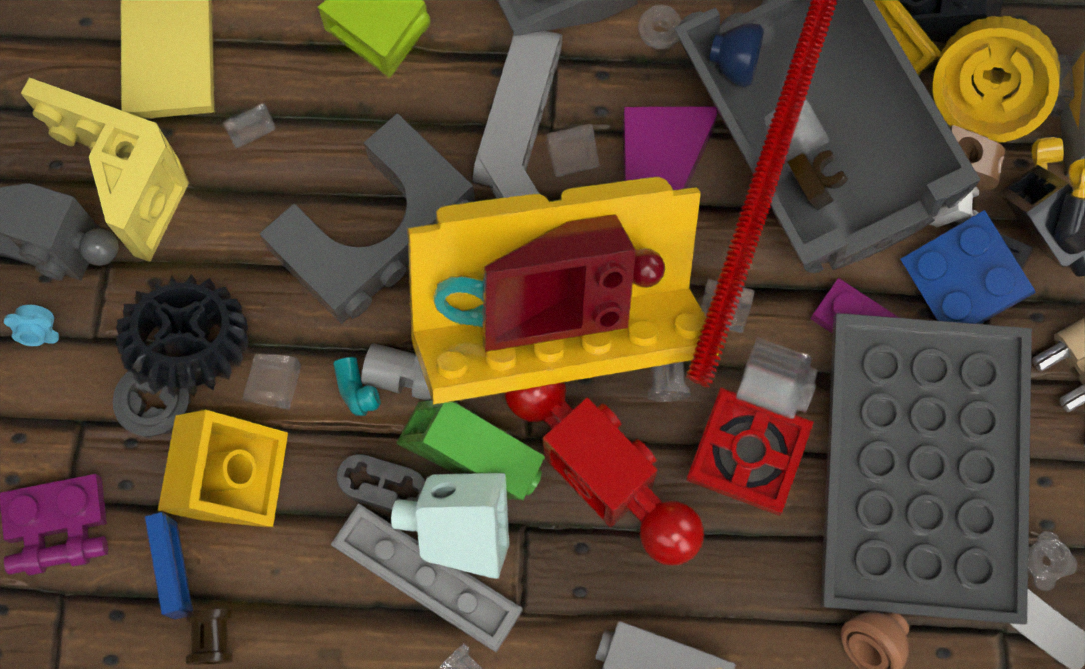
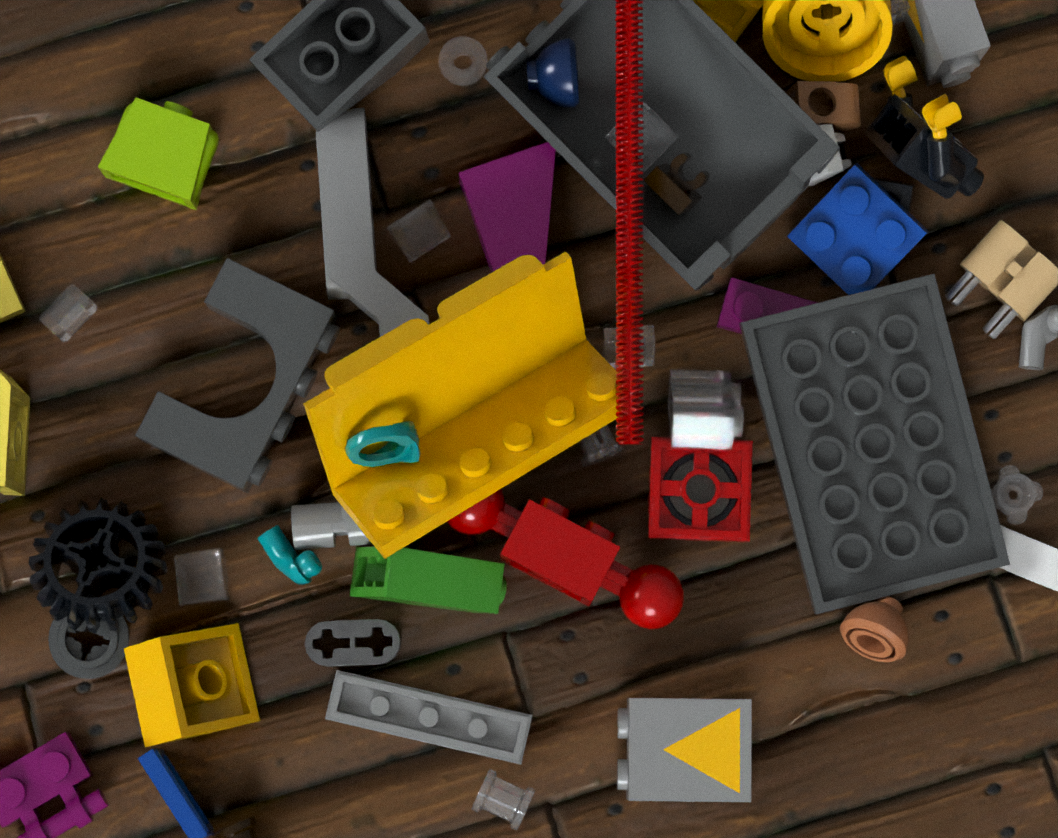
camera: 25 degrees left, 10 degrees up
(459, 521) = (444, 656): light aqua torso -> none
(565, 284) = (473, 395): dark red slope -> none

